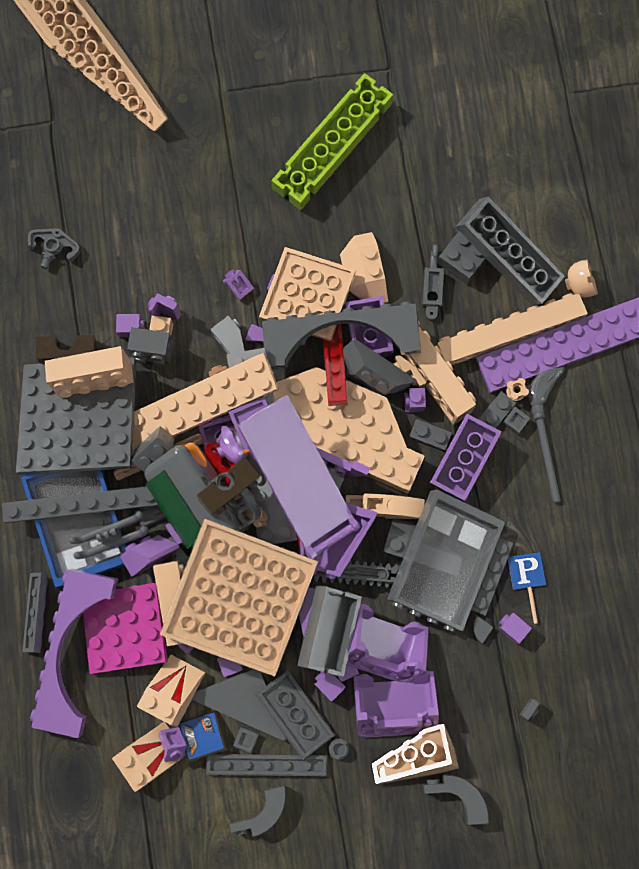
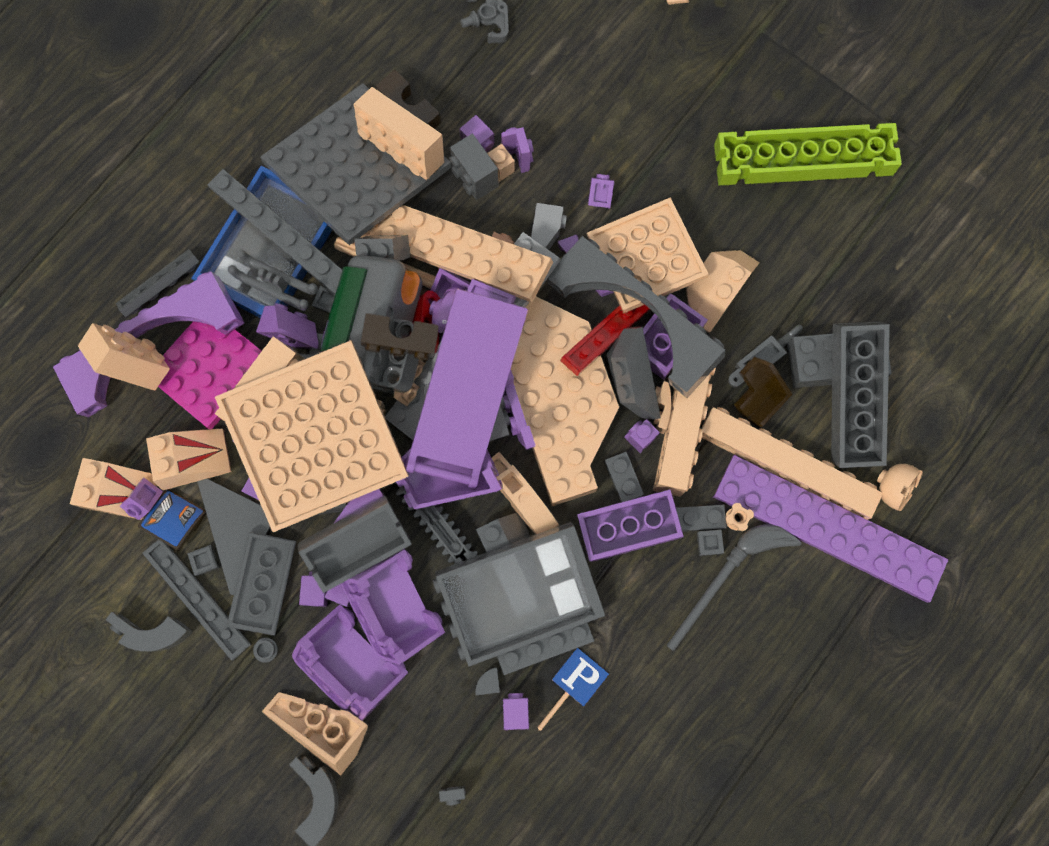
camera: 45 degrees right, 0 degrees up
(72, 673) = (123, 356): none -> light nougat brick
(457, 304) = (765, 393): none -> dark brown panel

